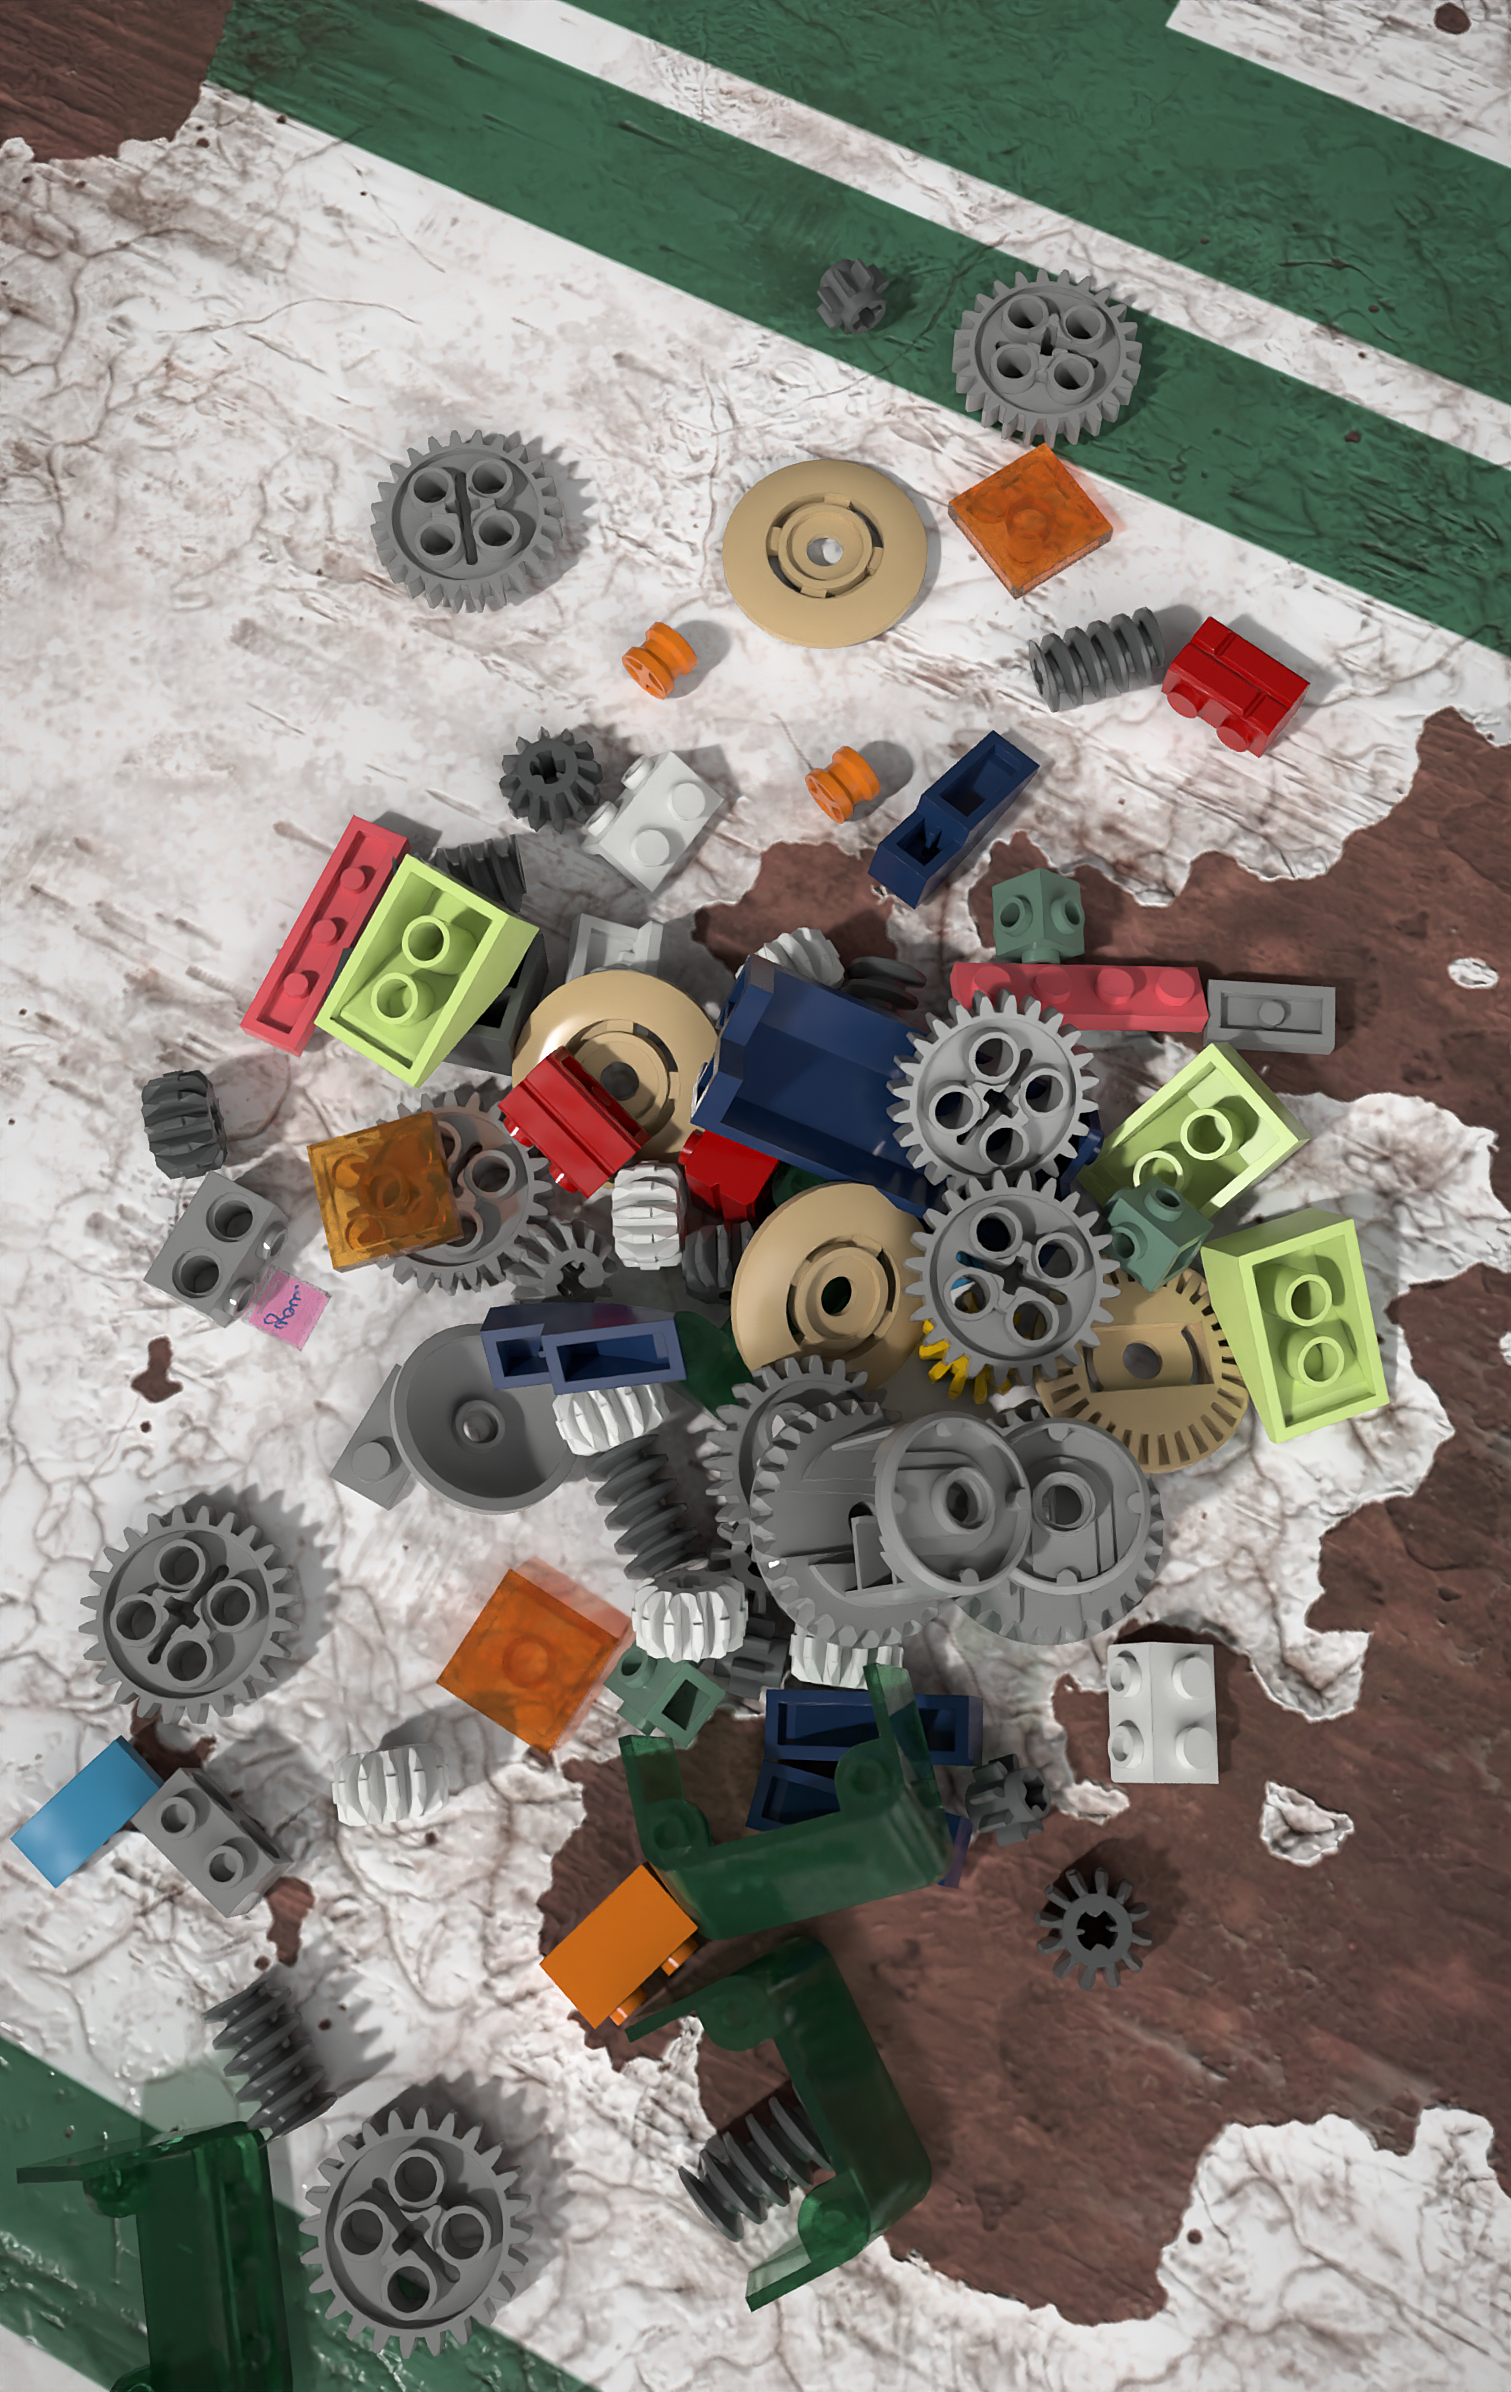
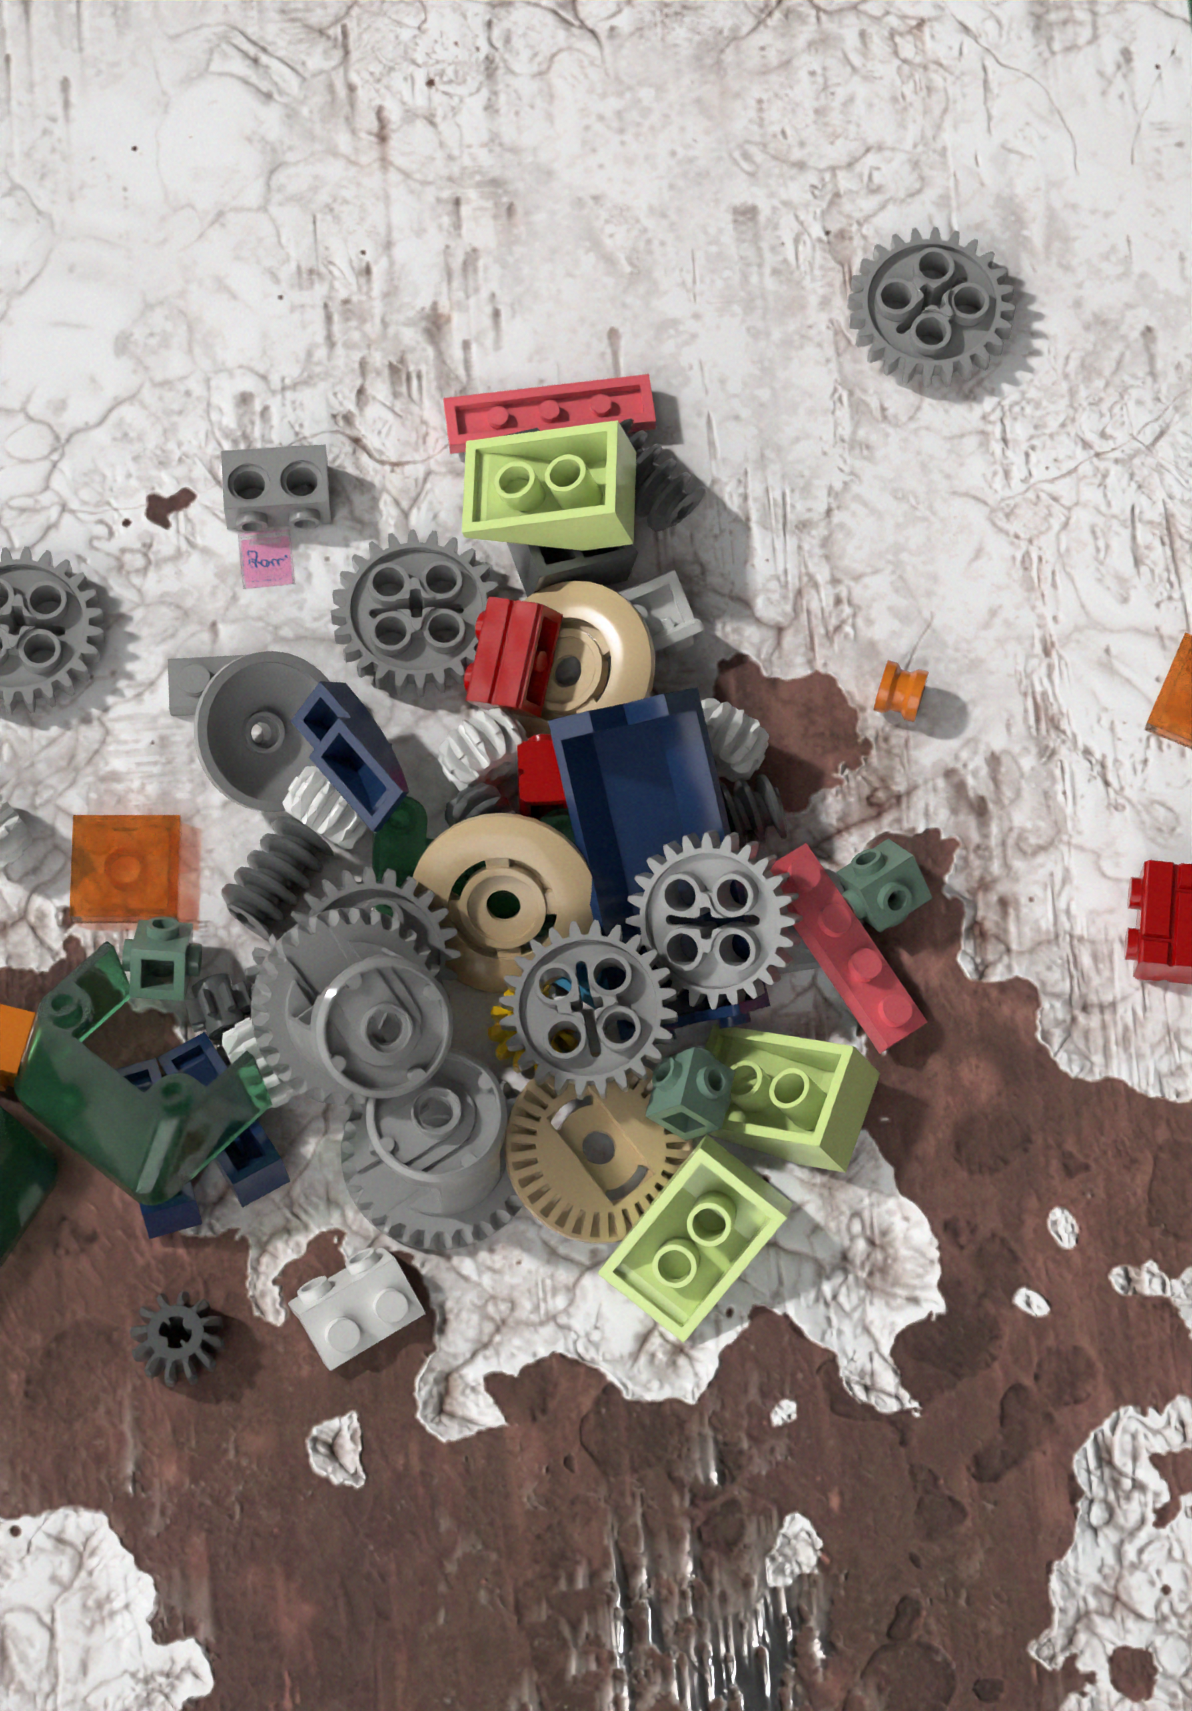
camera: 50 degrees right, 5 degrees down
(184, 1124) = (347, 407): dark grey gear -> none
(385, 1192) = (382, 565): clear orange plate -> none
(546, 759) = (767, 507): dark grey gear -> none
(565, 1247) = (428, 715): light grey gear -> none
(651, 819) = (785, 577): white bracket -> none
(660, 660) = (912, 506): orange wheel -> none
(689, 1614) = (218, 937): white gear -> none
(839, 601) = (1074, 615): tan piece -> none
(951, 819) = (928, 783): dark blue slope -> none
(1007, 1800) = (228, 1231): dark grey gear -> none
(1097, 656) = (1119, 810): dark grey piece -> none
(1270, 1016) = (922, 1094): light grey plate -> none

